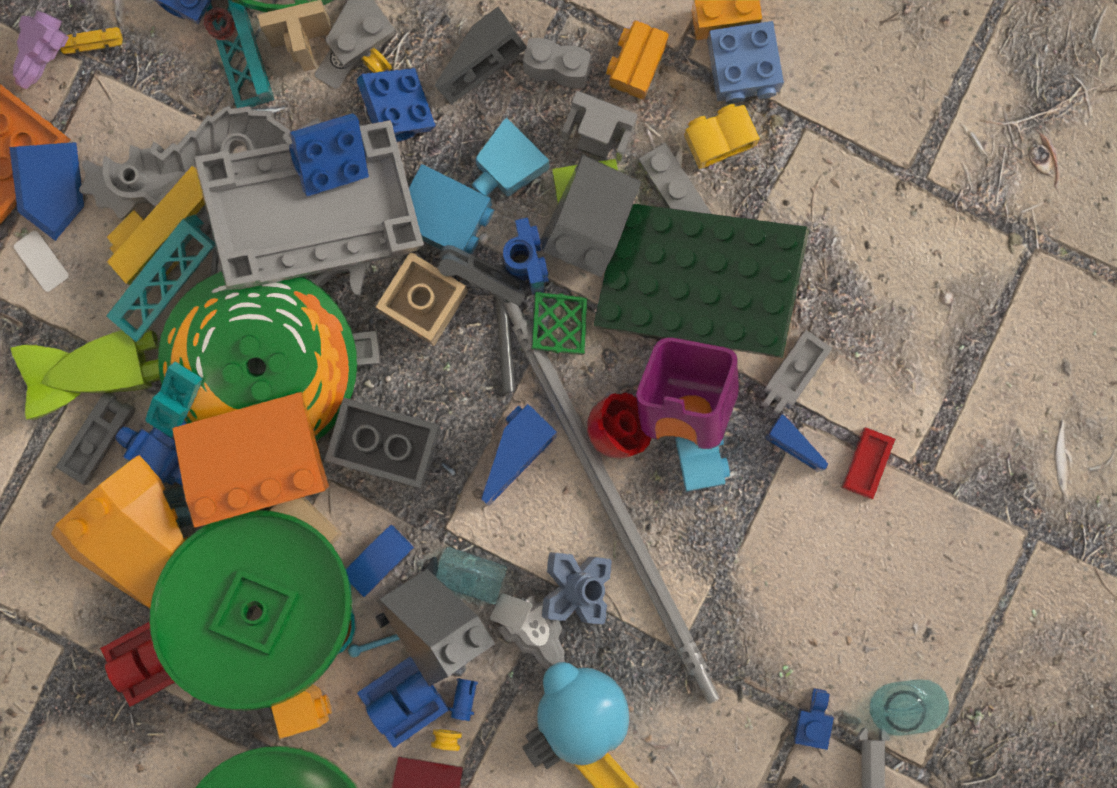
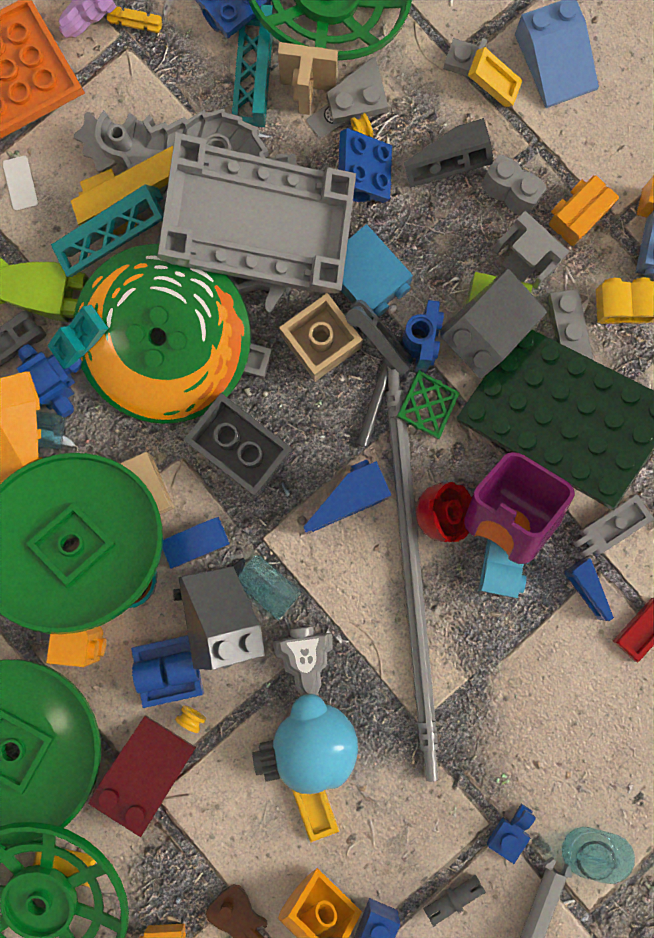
camera: 20 degrees right, 0 degrees up
(47, 185) = (49, 120): blue tile -> none
(215, 13) = (242, 36): clear red bush -> none
(249, 459) = (119, 413): orange slope -> none
(329, 154) = (292, 178): blue plate -> none
(355, 650) = (144, 611): medium azure hinge -> none
(463, 699) = (219, 691): blue pin -> none
(508, 161) = (440, 252): medium azure torso -> none
(511, 611) = (289, 633): white sticker -> none
(579, 588) = (355, 637): sand blue plant -> none

